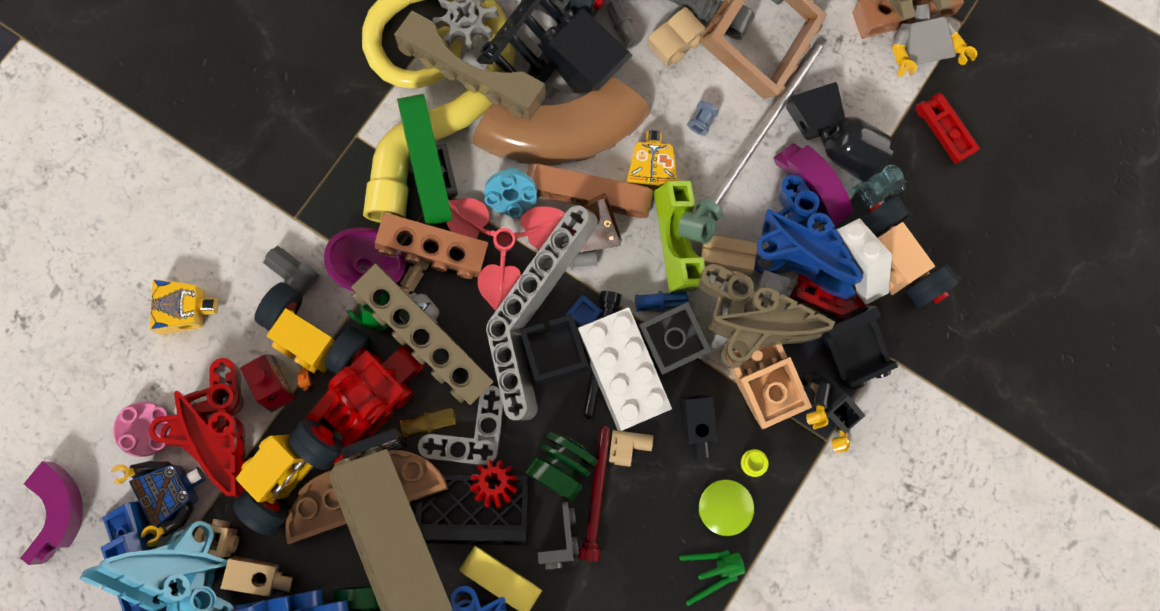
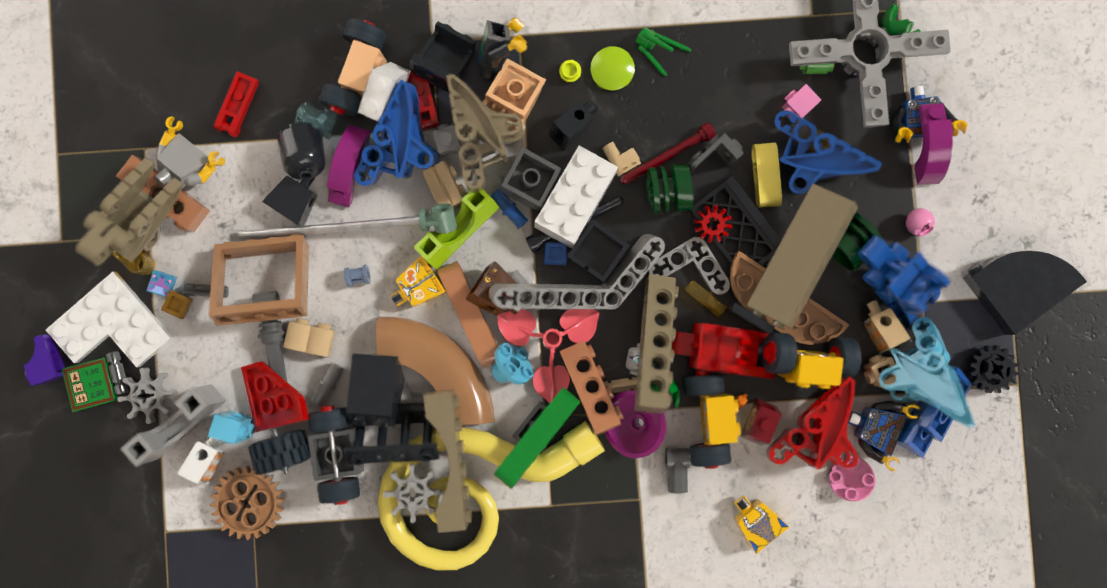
camera: 120 degrees left, 10 degrees up
(62, 508) = (934, 489): magenta arch -> none

